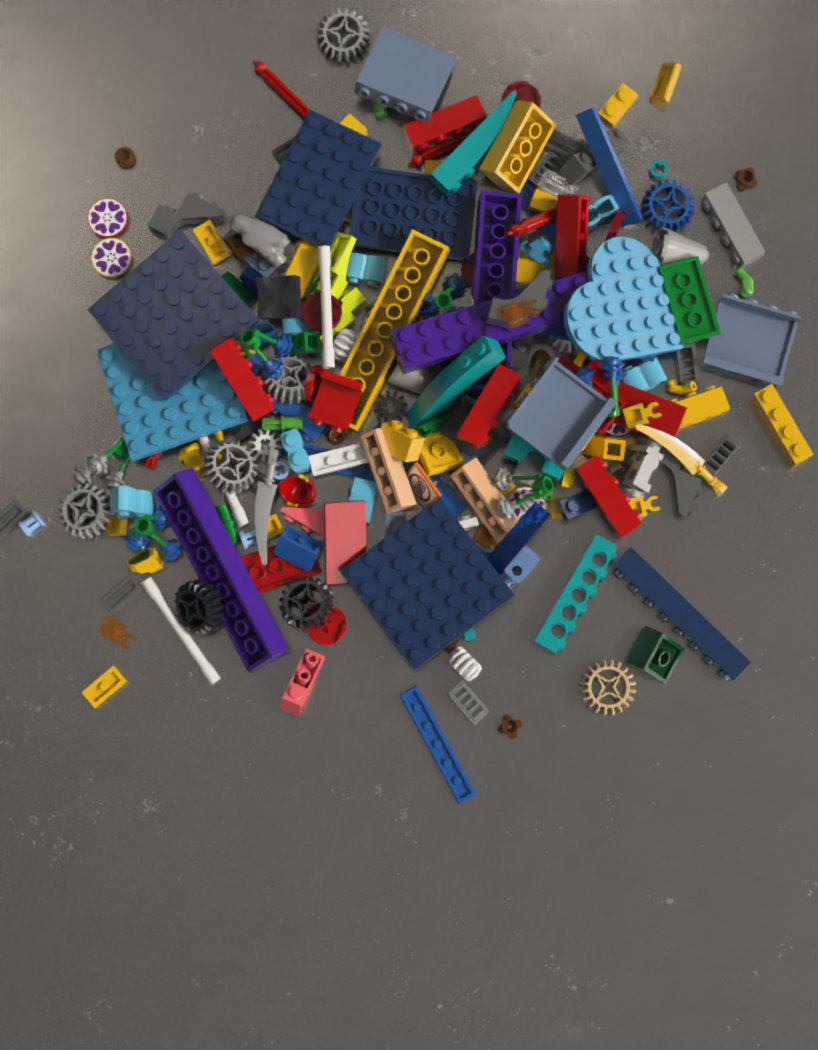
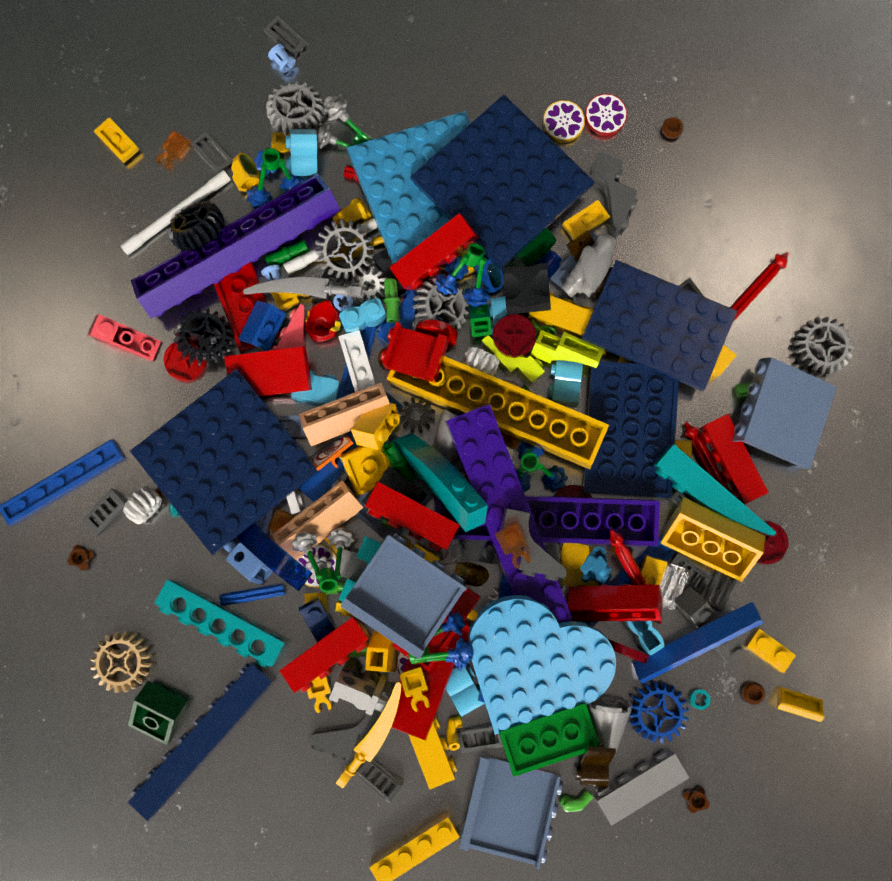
camera: 90 degrees right, 0 degrees up
(326, 313) = (565, 334): white piece -> none
(550, 566) = (252, 594): none -> blue axle
(654, 122) = (753, 693): none -> reddish brown plate
(714, 263) = (595, 766): none -> dark brown door

